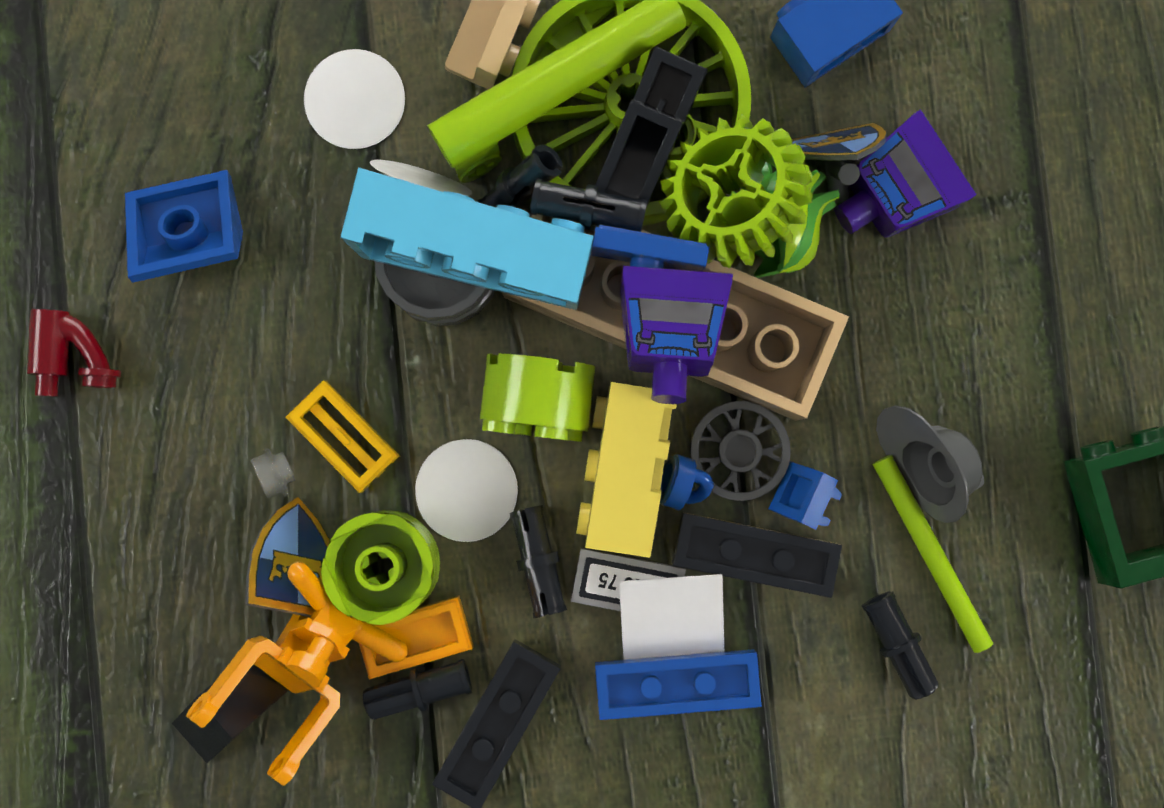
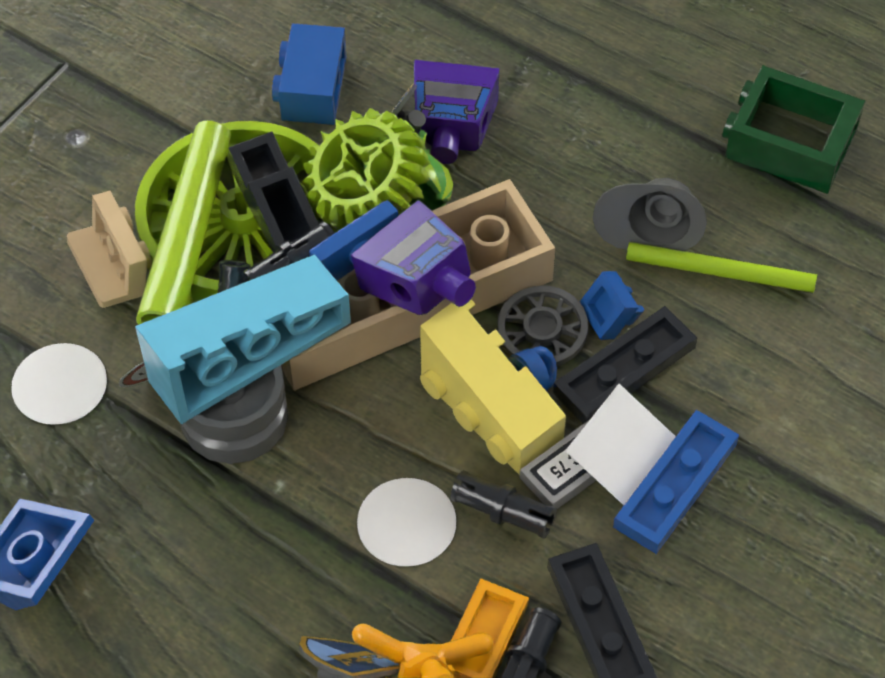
camera: 45 degrees left, 30 degrees down
(272, 473) = (267, 634): clear plate -> none
(373, 596) = (414, 570): lime brick -> none
(375, 468) = (289, 586): yellow tile -> none
(537, 393) = (384, 402): lime brick -> none
(901, 645) = (768, 326): black axle -> none

